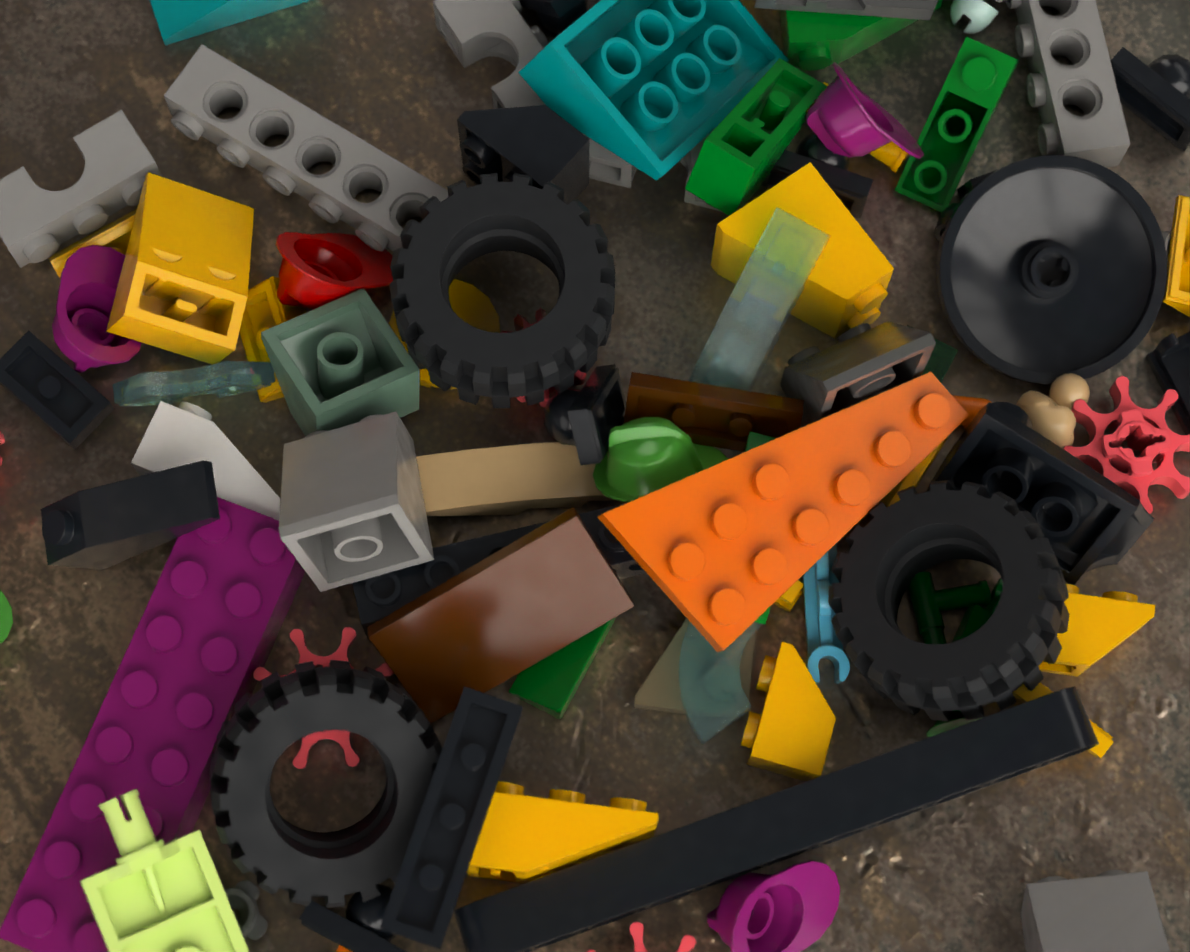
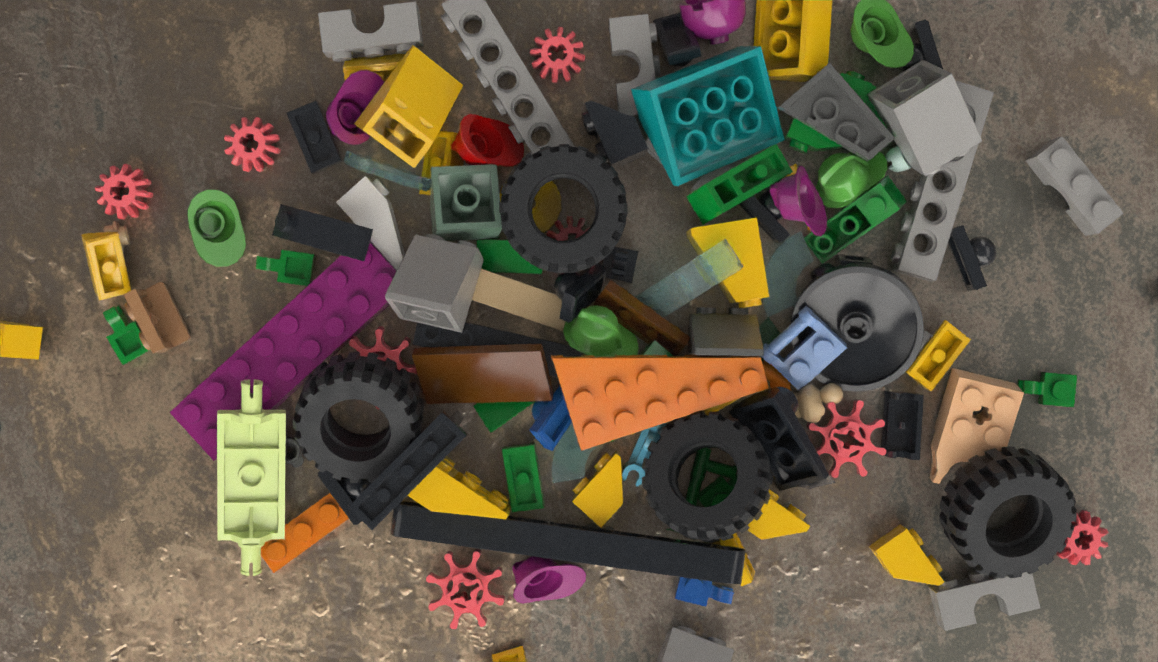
camera: 30 degrees right, 15 degrees up
(105, 608) = (291, 267): none -> green plate
(362, 87) = (559, 66): none -> coral gear
(456, 425) = (502, 258): none -> green slope
(634, 351) = (621, 264): none -> black tile
(649, 635) = (550, 420): none -> blue tile
(650, 762) = (523, 477): none -> green plate
(894, 226) = (783, 272): none -> clear light blue tile
(911, 63) = (848, 176): none -> bright green piece
(1004, 343) = (810, 355): none -> medium blue plate
(1029, 807) = (699, 591): none -> blue plate

